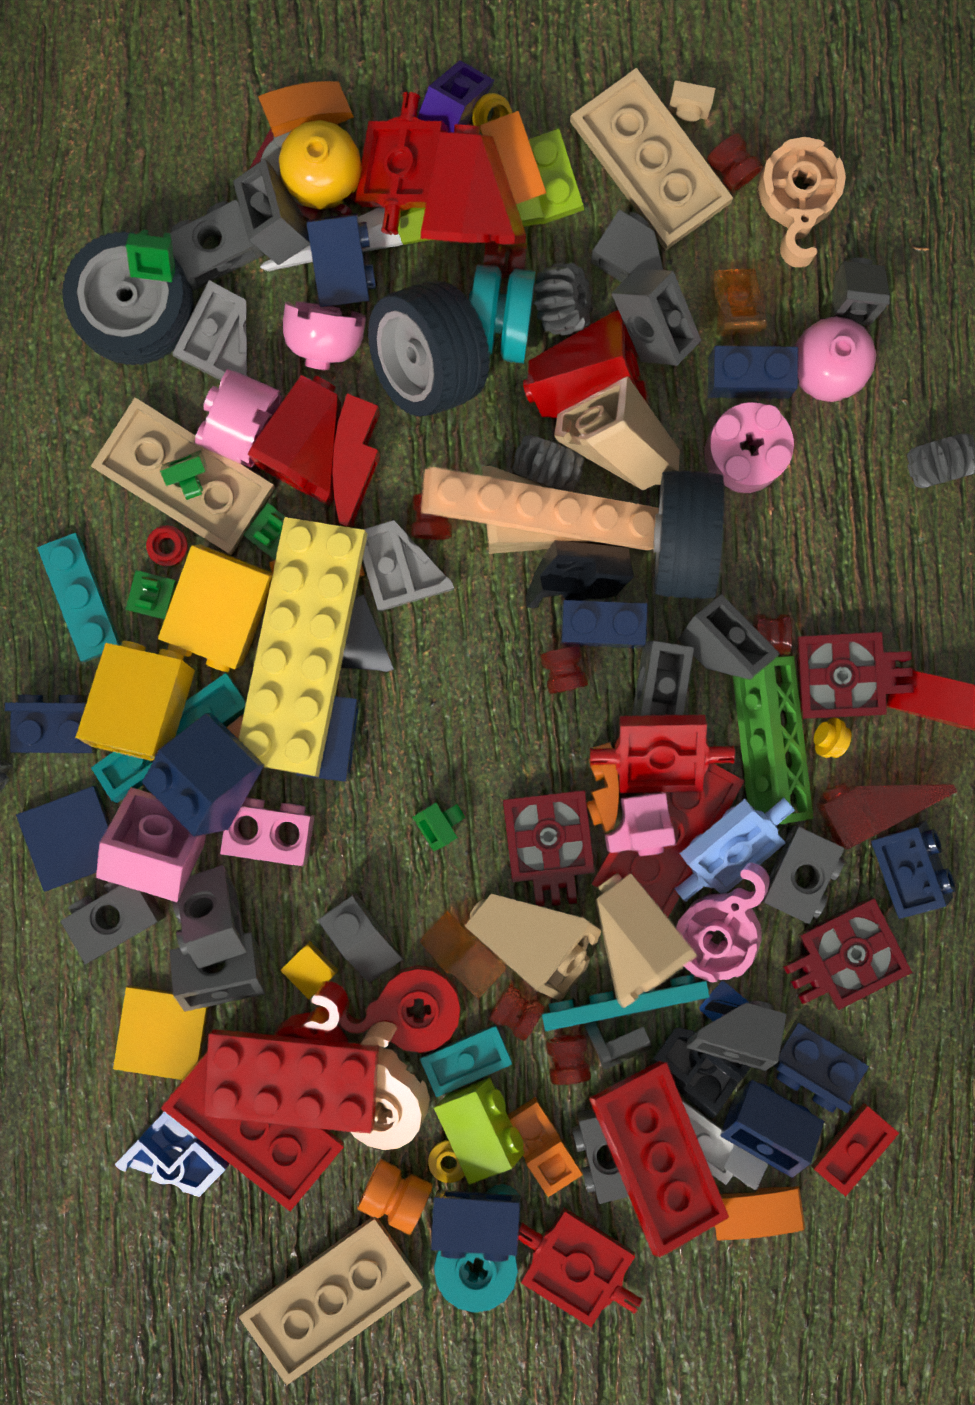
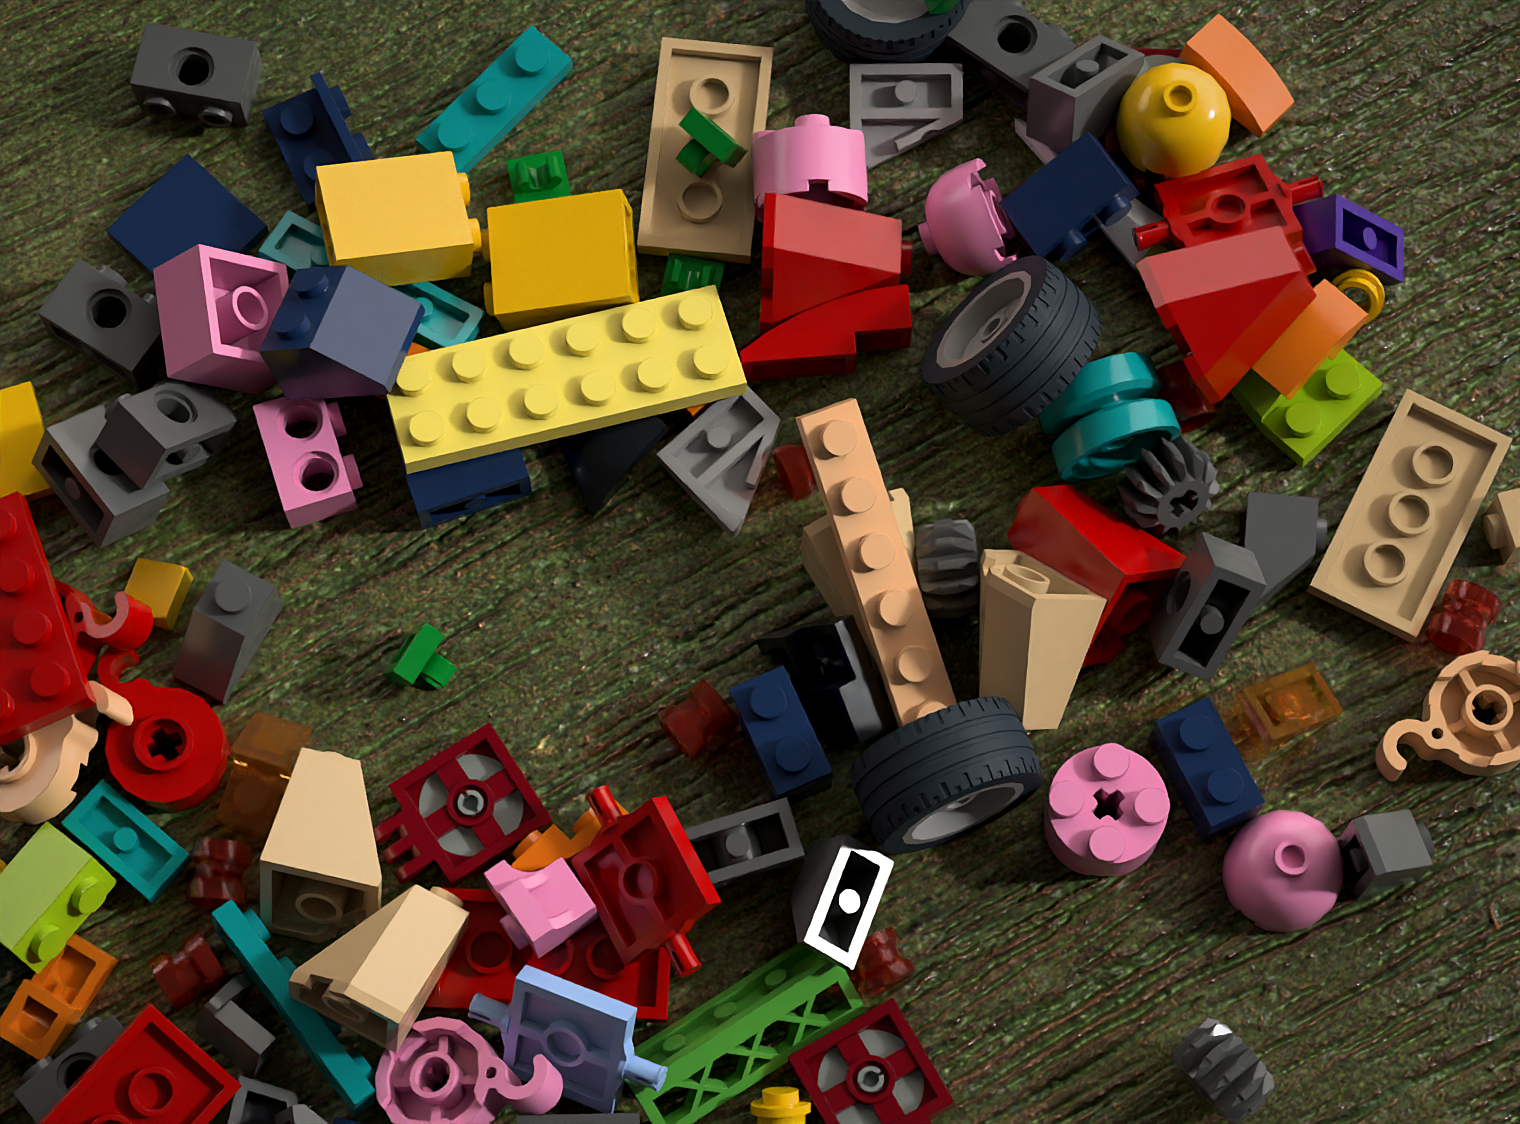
camera: 60 degrees right, 15 degrees down
(156, 539) = (610, 157): red plate -> none

